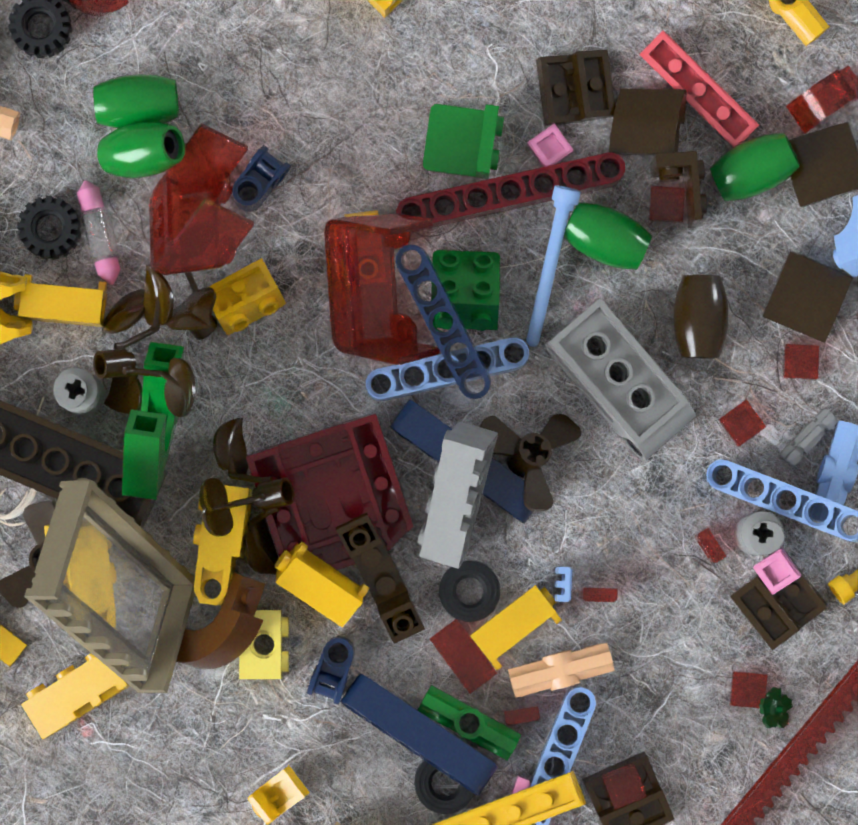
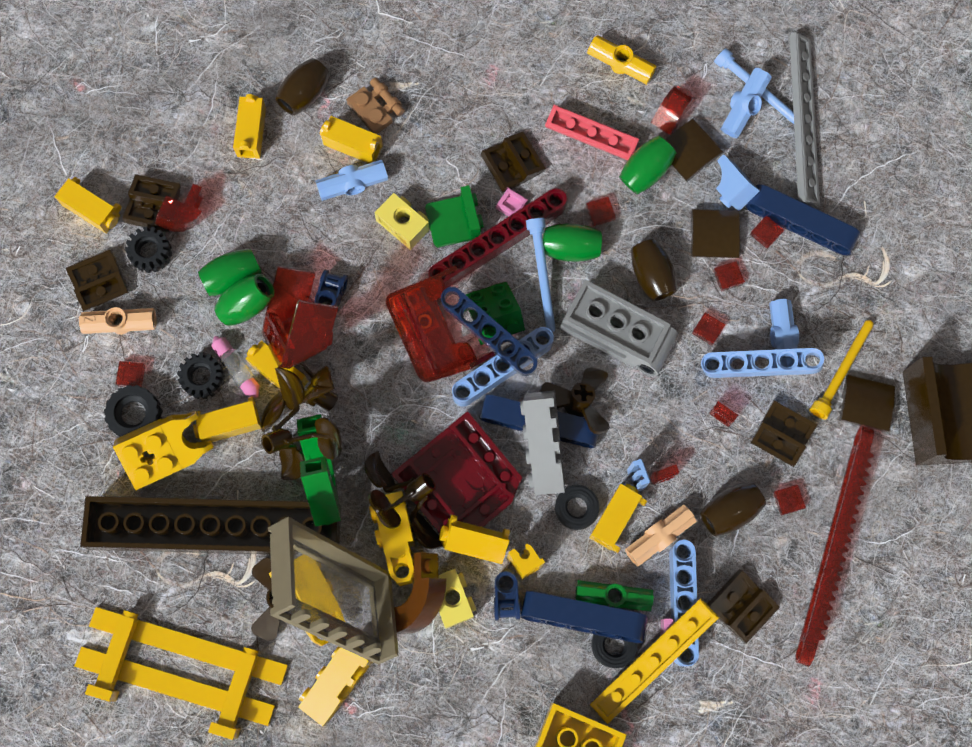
camera: 20 degrees left, 10 degrees down
(78, 378) = (254, 467): light grey piece -> none
(135, 238) = (262, 360): none -> yellow brick
(246, 297) = (352, 370): yellow bracket -> none
(277, 795) = (503, 700): yellow bracket -> none
(346, 31) = (351, 180): none -> light blue piece
(375, 642) = (527, 563): none -> yellow hinge
(381, 576) = (512, 517): dark brown slope -> none
(393, 136) = (409, 232): none -> light yellow brick
(463, 656) = (590, 552): clear red tile -> none
(521, 714) = (647, 576): clear red tile -> none
(623, 786) = (736, 597): clear red tile -> none
(647, 121) = (568, 163): dark brown slope -> none
(667, 673) = (733, 508): none -> dark brown piece
(671, 166) = (606, 180): dark brown bracket -> none
(766, 523) = (753, 391): light grey piece -> none
(775, 708) = (812, 505): dark green plant -> none
(777, 571) = (774, 413): bright pink tile -> none
(809, 437) = (755, 321): light grey axle -> none

